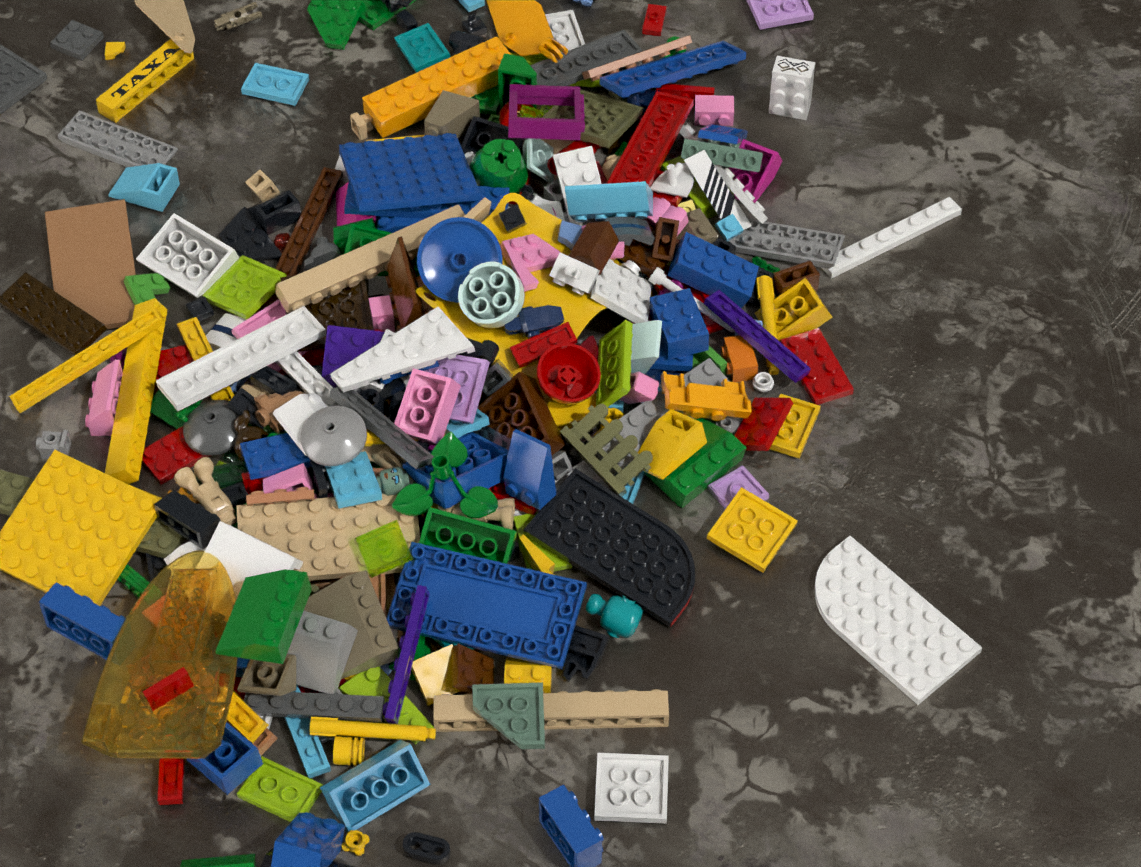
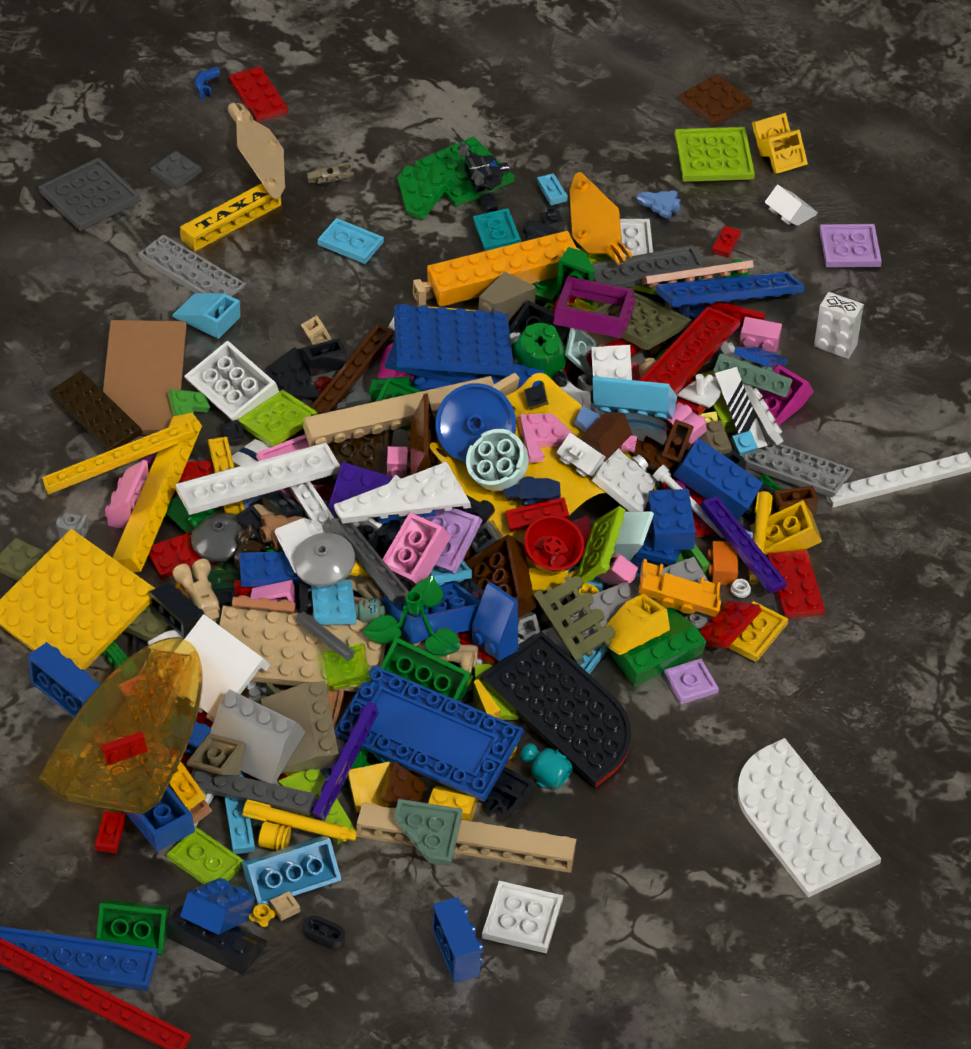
camera: 10 degrees right, 5 degrees down
(113, 49) = (208, 184): yellow tile -> none
(266, 616) = (225, 701): green slope -> none
(354, 520) = (325, 636): none -> dark grey axle
(377, 827) = (285, 906): none -> tan plate
(752, 529) = (693, 715): yellow plate -> none

